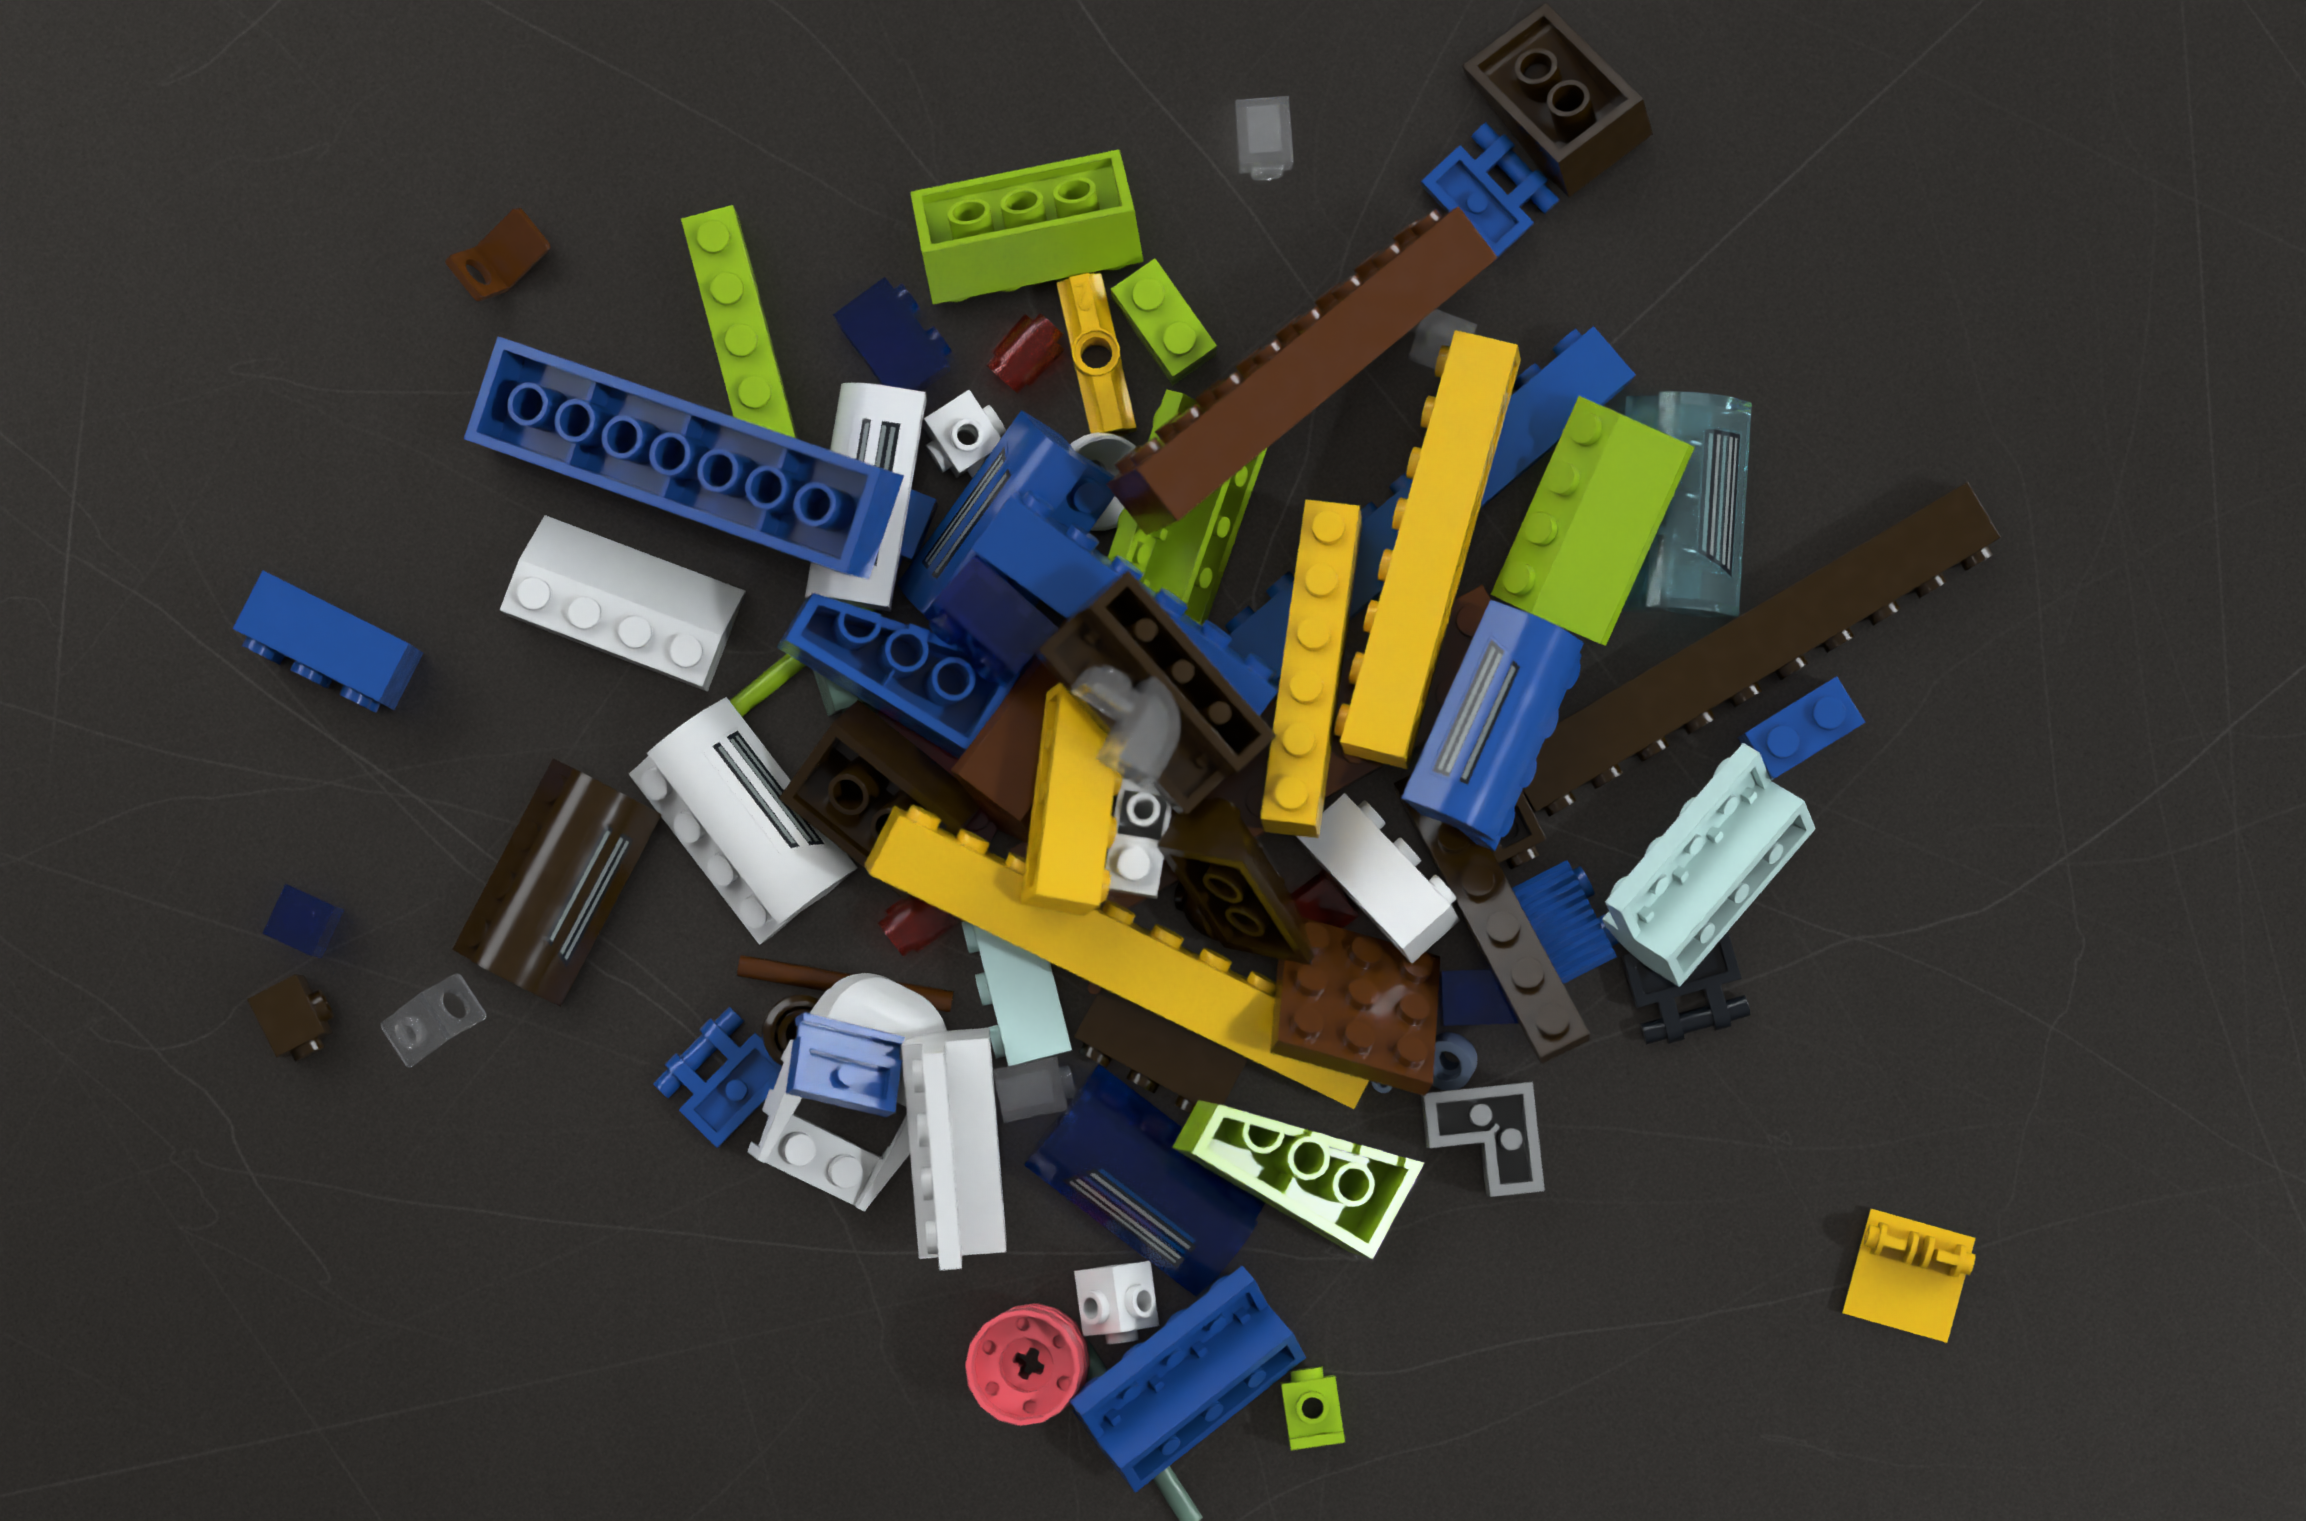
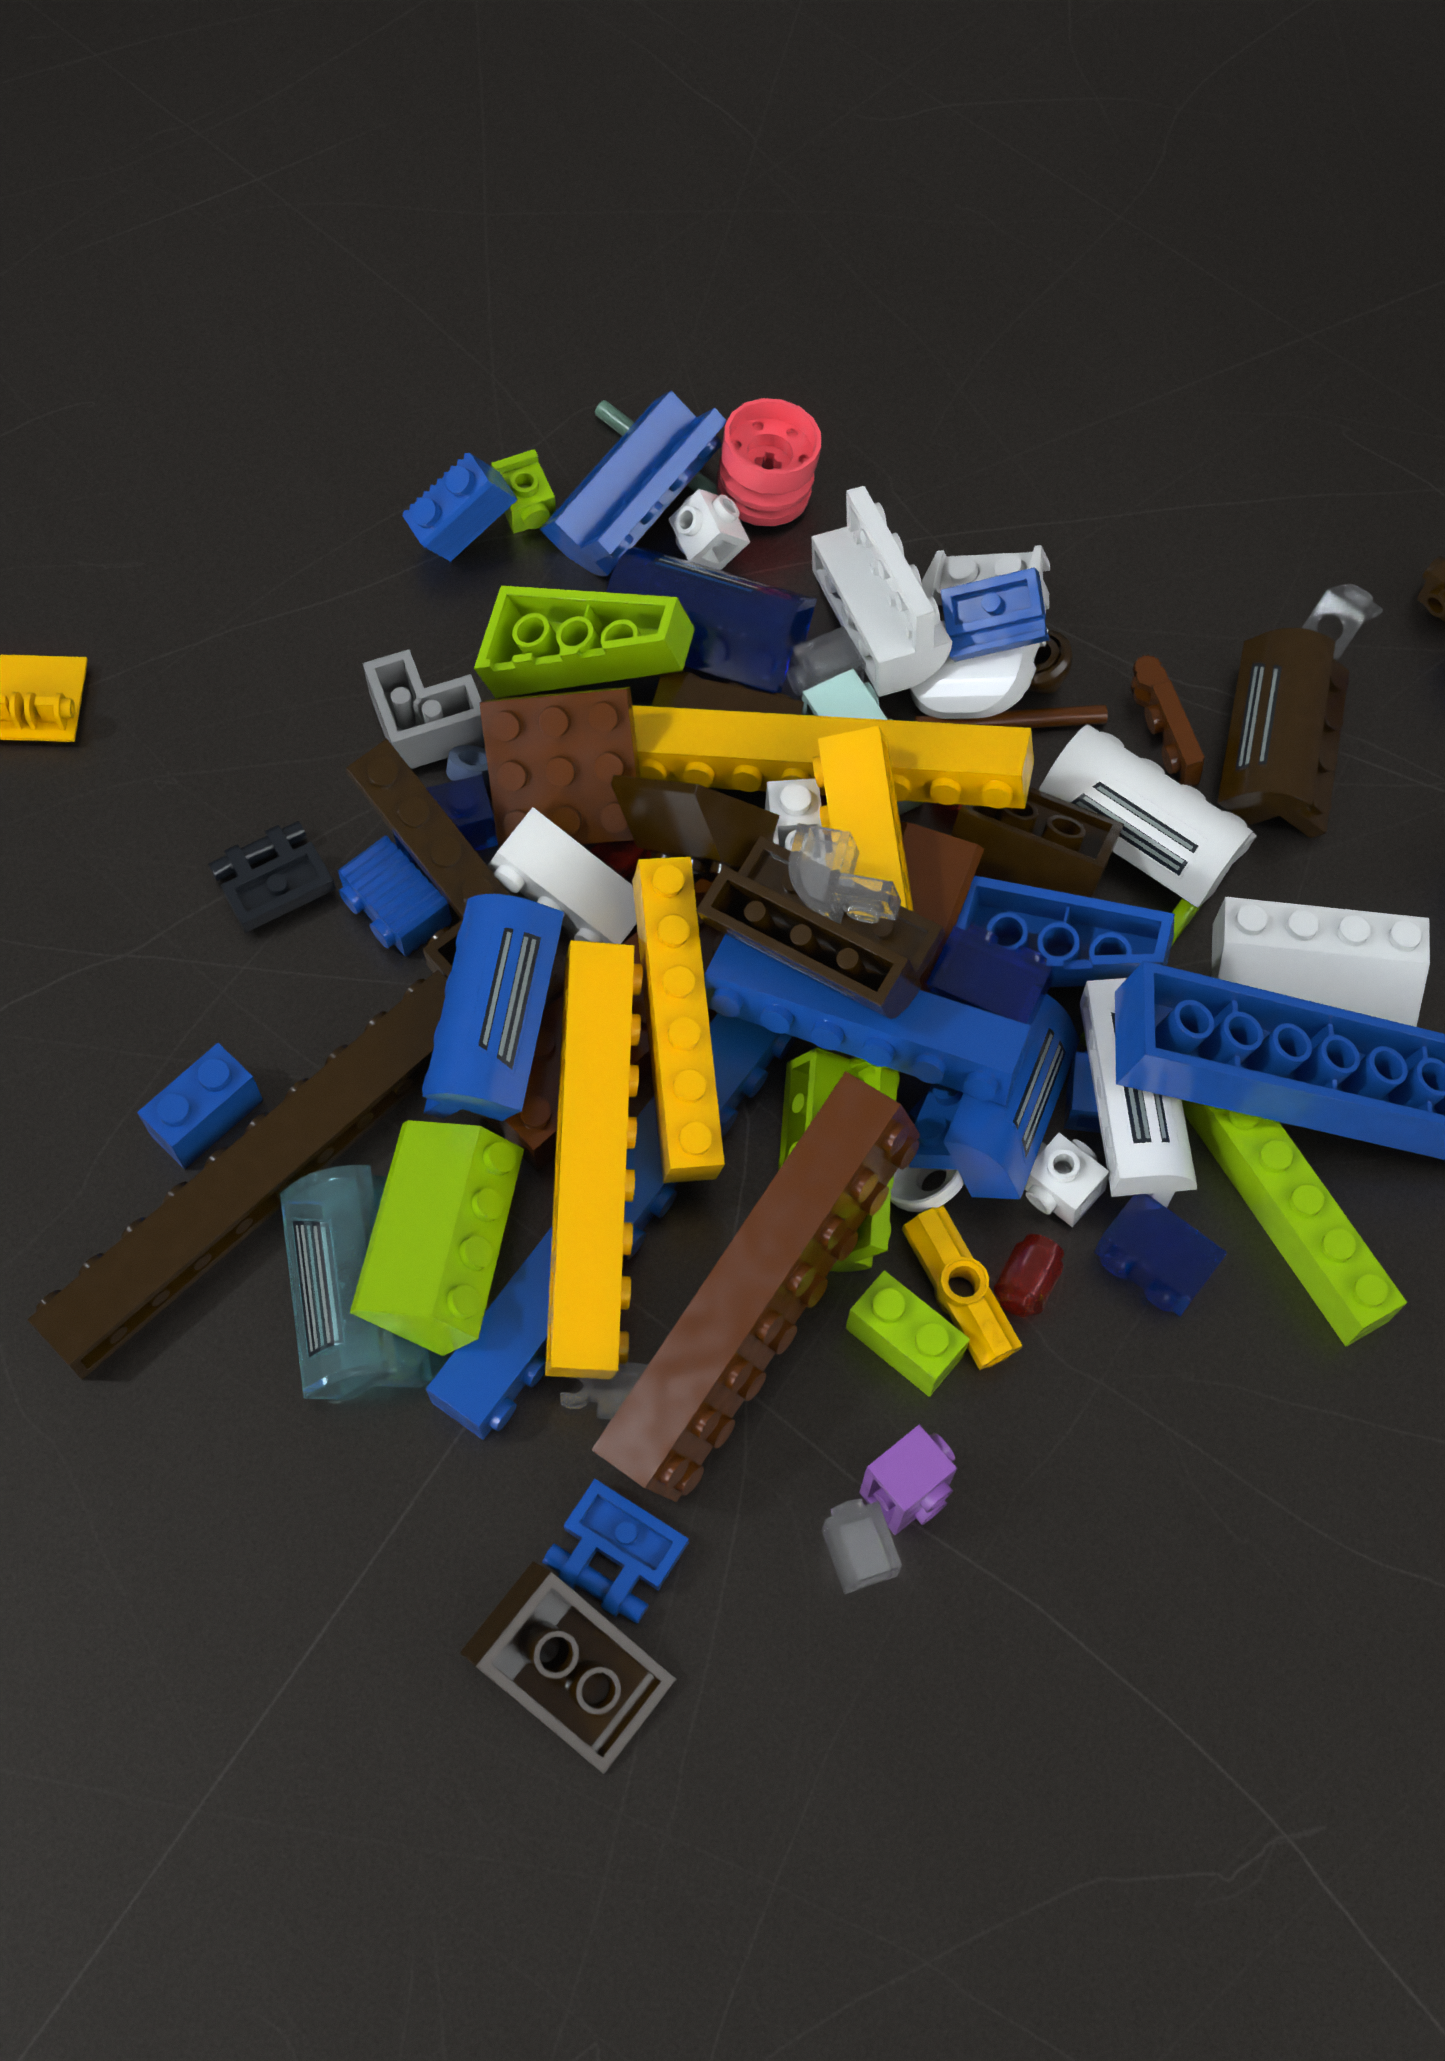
camera: 165 degrees right, 20 degrees down
(679, 935) = (1167, 717): none -> reddish brown hinge
(733, 1090) = (1080, 610): blue plate -> none
(1026, 227) = (1069, 1396): lime slope -> none
(1205, 174) = (911, 1479): none -> medium lavender brick
(1393, 1387) = (459, 507): none -> blue brick
(1707, 867) = (267, 958): light aqua brick -> none

